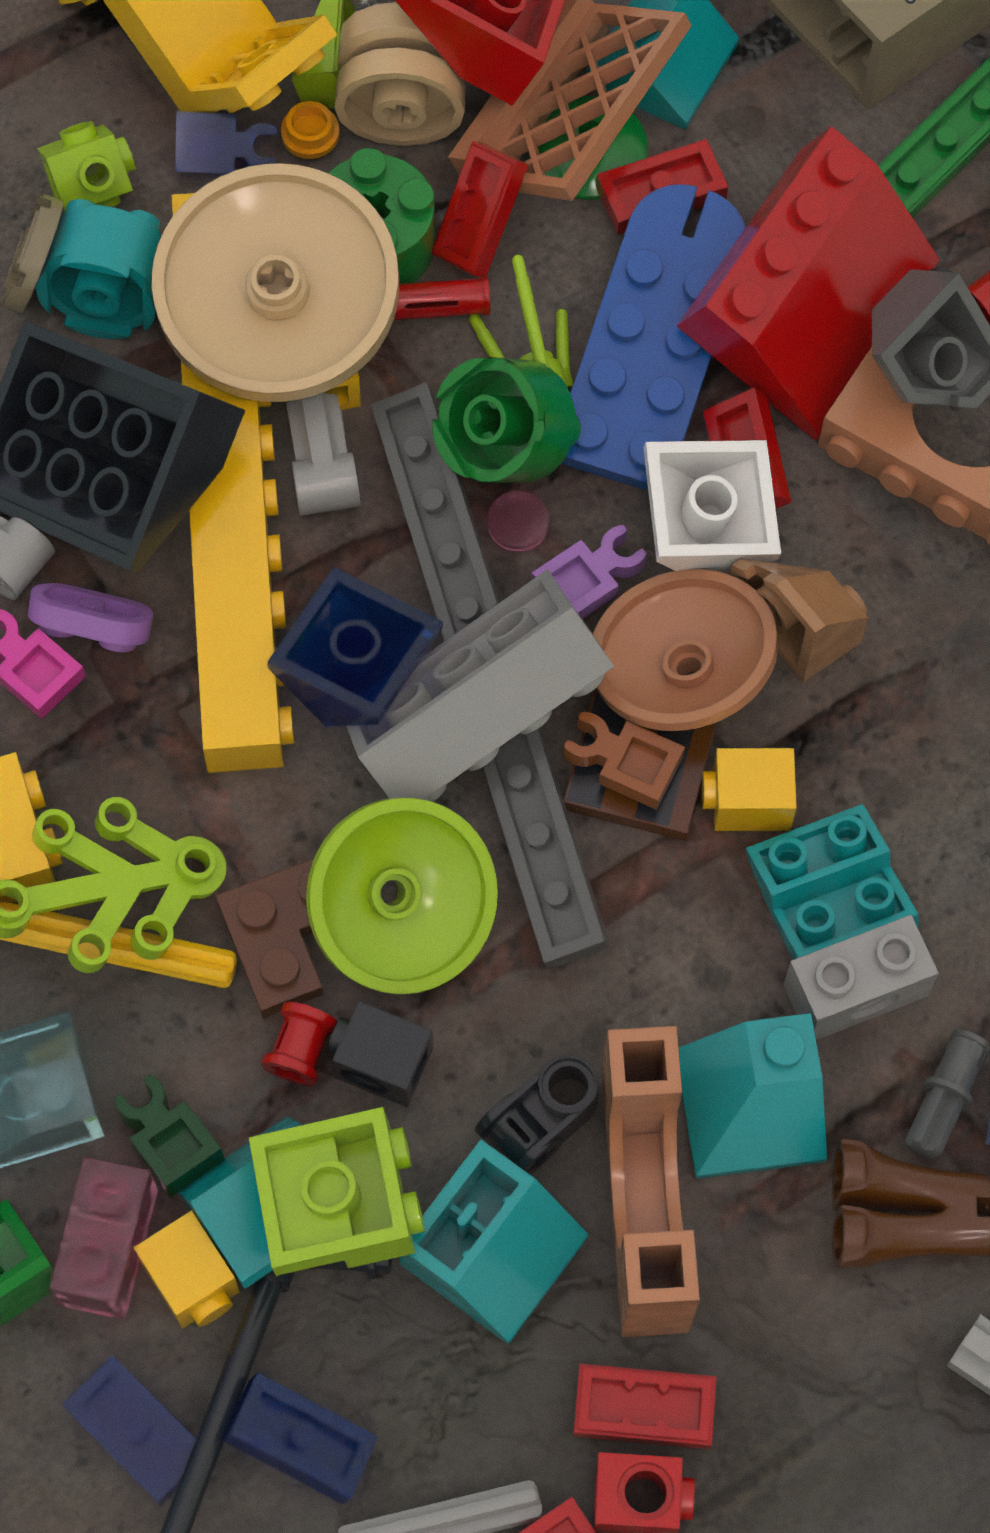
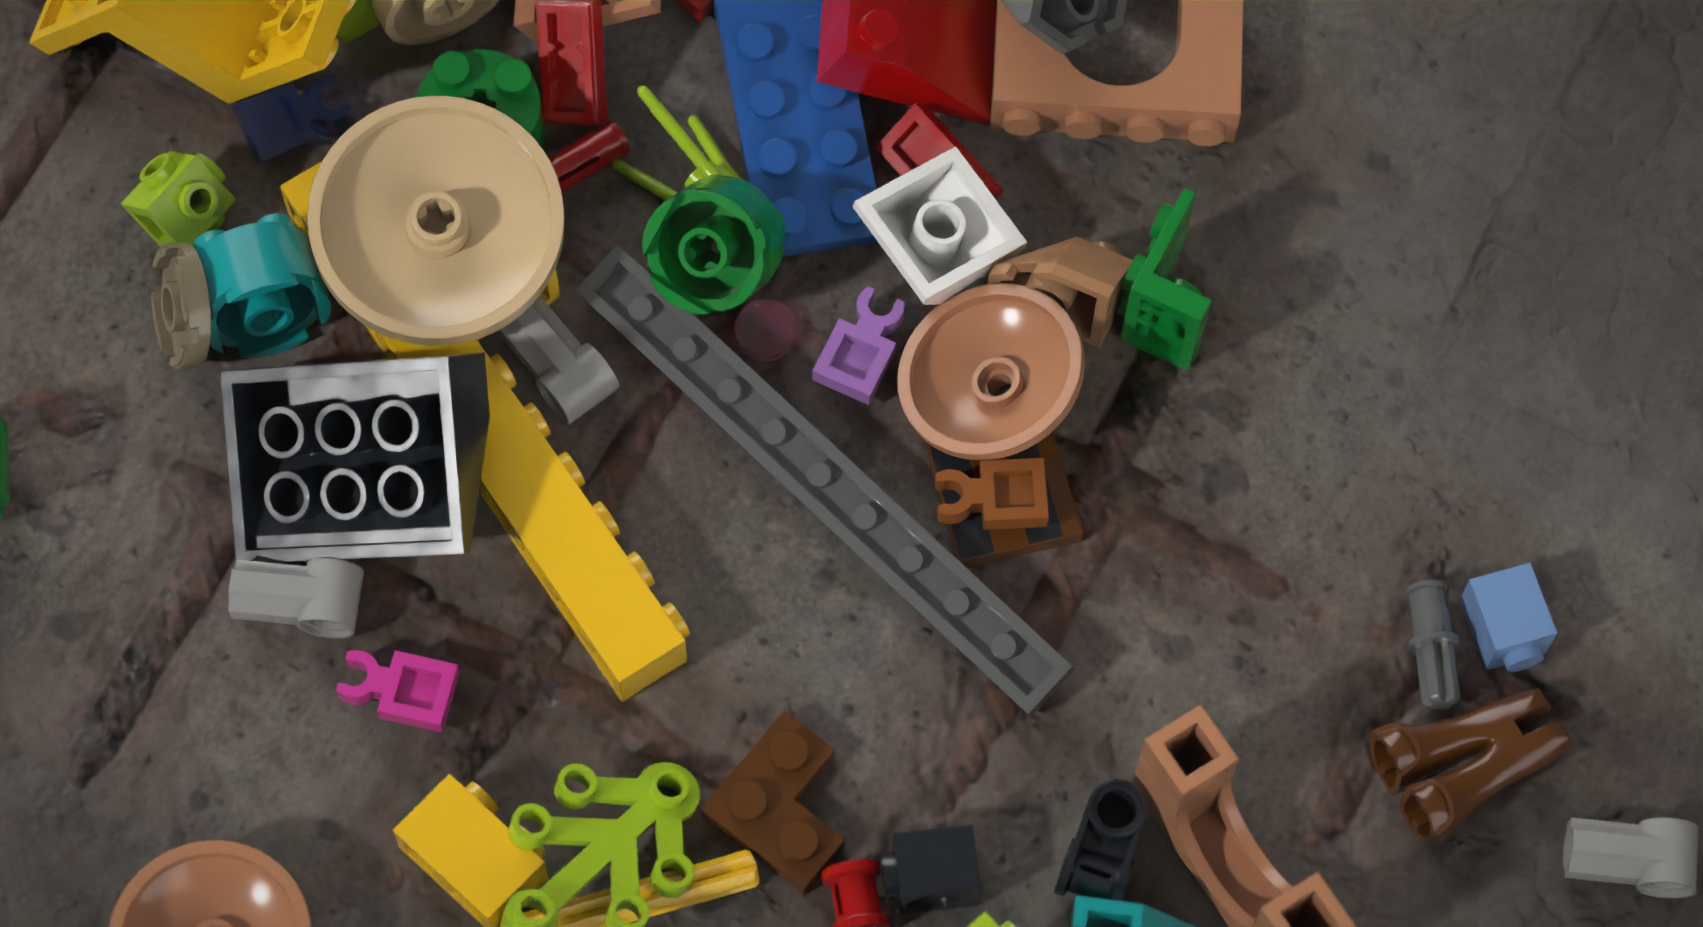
camera: 30 degrees left, 0 degrees up
(77, 611) = (433, 613): medium lavender plate -> none
(310, 130) = (363, 62): light orange plate -> none
(352, 651) = (702, 523): clear blue slope -> none
(441, 902) = (904, 714): lime dish -> none
(482, 691) = (833, 502): light grey slope -> none
(751, 789) = (1117, 465): yellow brick -> none
(754, 1097) = (1284, 731): teal slope -> none
(829, 881) = (1232, 517): teal slope -> none
(861, 977) = (1306, 583): light grey brick -> none
(865, 668) = (1162, 313): none -> green bracket

